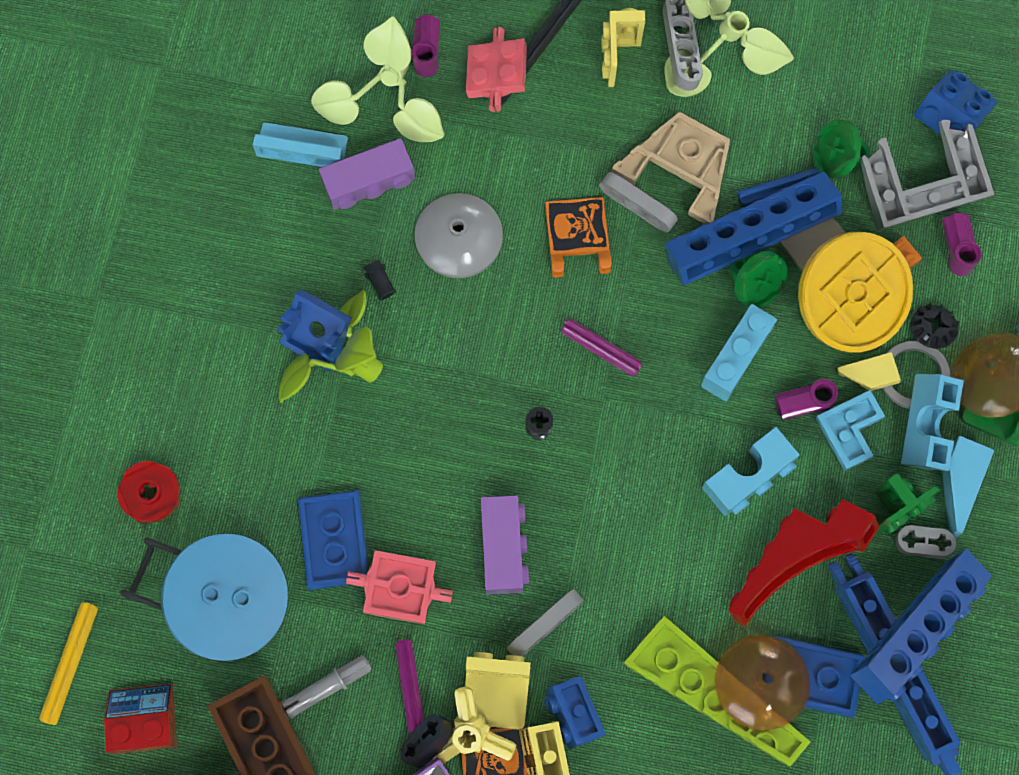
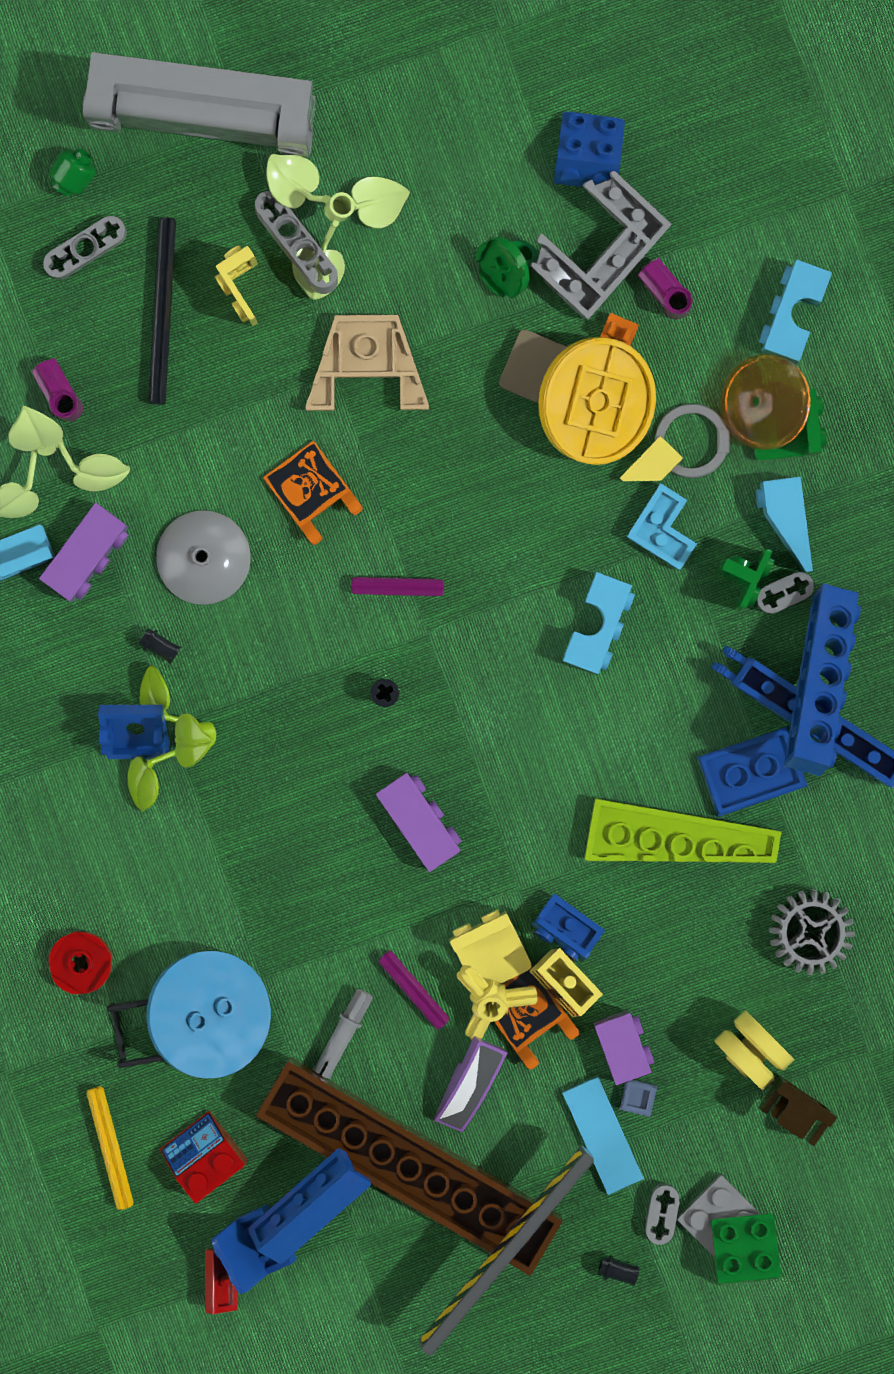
camera: 30 degrees left, 15 degrees up
(332, 538) = (268, 904): blue tile -> none
(399, 587) = (352, 912): coral plate -> none
(426, 740) = (457, 1028): black beam -> none
(496, 69) = (139, 376): coral plate -> none
(546, 624) = (497, 867): light grey beam -> none
(638, 202) = (349, 427): light grey beam -> none
(738, 352) = (524, 519): medium azure arch -> none
(751, 699) = (694, 820): clear orange dish -> none
(753, 228) = (470, 408): blue brick -> none
(758, 278) = (503, 439): green tile -> none
(759, 192) = (469, 332): blue axle -> none
(798, 546) = (676, 668): red arch -> none
(803, 400) = (606, 530): magenta piece -> none
(923, 329) = (675, 394): black gear -> none
(930, 400) = (735, 505): medium azure arch -> none

